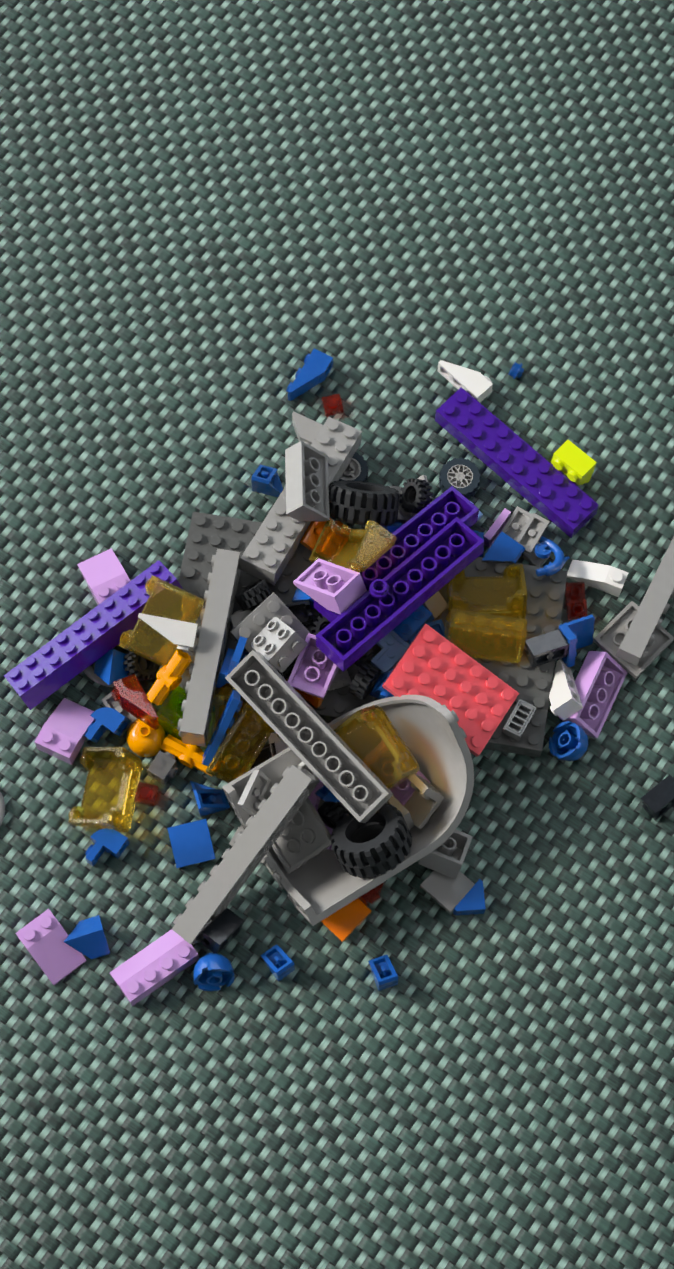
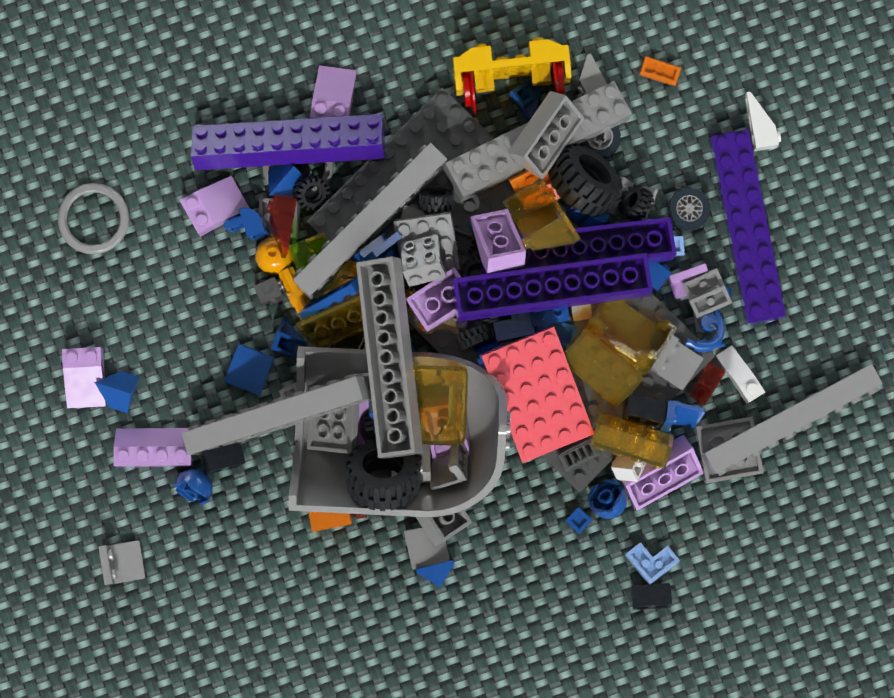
camera: 40 degrees right, 15 degrees up
(106, 840) = (184, 321): blue brick -> none
(108, 789) = (213, 280): clear yellow windscreen -> none
(146, 794) = (242, 303): clear red plate -> none
(167, 602) = (345, 175): clear yellow windscreen -> none
(169, 677) = (318, 225): light orange piece -> none
(176, 631) = (345, 192): white slope -> none
(195, 1083) = (122, 562): none -> light grey bracket
(214, 476) = (545, 64): none -> yellow piece
(254, 792) = (316, 371): light grey plate -> none
(278, 962) = (250, 512): blue slope -> none
(313, 372) = (634, 26): blue slope -> none
(332, 404) = (631, 66): clear red plate -> none
(358, 392) = (660, 71): none -> orange plate
(379, 583) = (532, 268): dark purple plate -> none
(383, 972) = (326, 578): blue slope -> none
(504, 549) = (674, 300): blue slope -> none
(516, 370) = (811, 143): blue plate -> none
(543, 594) = (676, 363): none -> light grey bracket
(555, 675) = (632, 440): none -> clear yellow slope
(557, 777) = (578, 520): none -> blue plate
(574, 463) = (791, 265): neon yellow slope -> none
(641, 774) = (651, 567): none -> light blue plate

